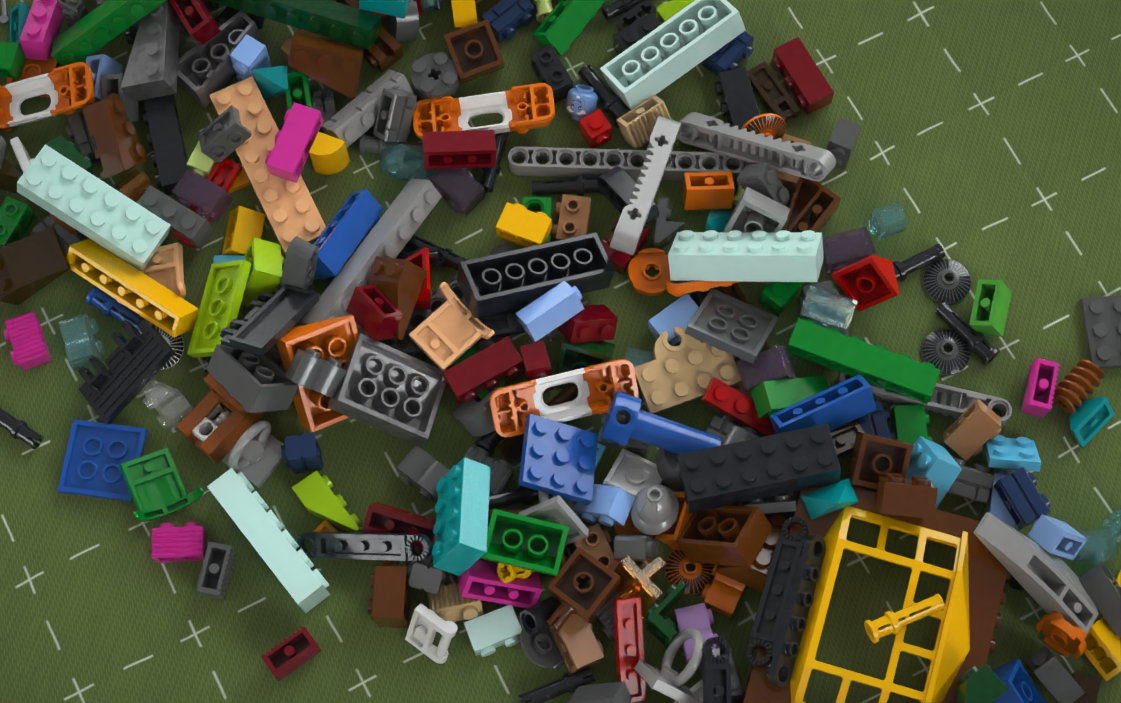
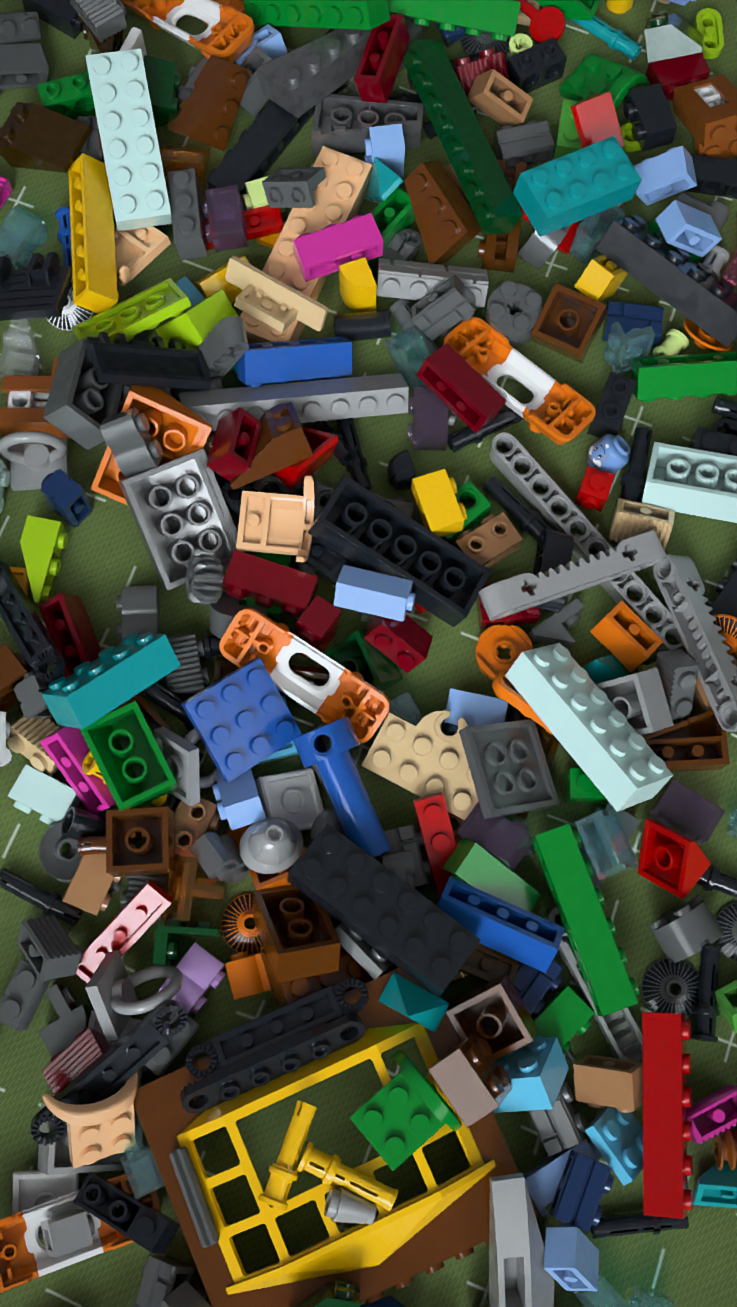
camera: 45 degrees right, 5 degrees up
(292, 211) = (272, 299): none -> tan bracket
(355, 175) = (363, 325): none -> black pin
(445, 407) = (204, 579): none -> dark grey gear
(476, 232) = (401, 470): none -> black piece
(519, 35) = (624, 347): none -> clear light blue bracket
(869, 650) = (284, 1171): none -> yellow pin
(893, 553) = (403, 1114): none -> green piece
(918, 310) = (686, 929): none -> dark grey brick
(921, 631) = (348, 1207): none -> light grey cone
(1017, 411) = (665, 1116): none -> red brick
(1072, 479) = (635, 1223): none -> black pin

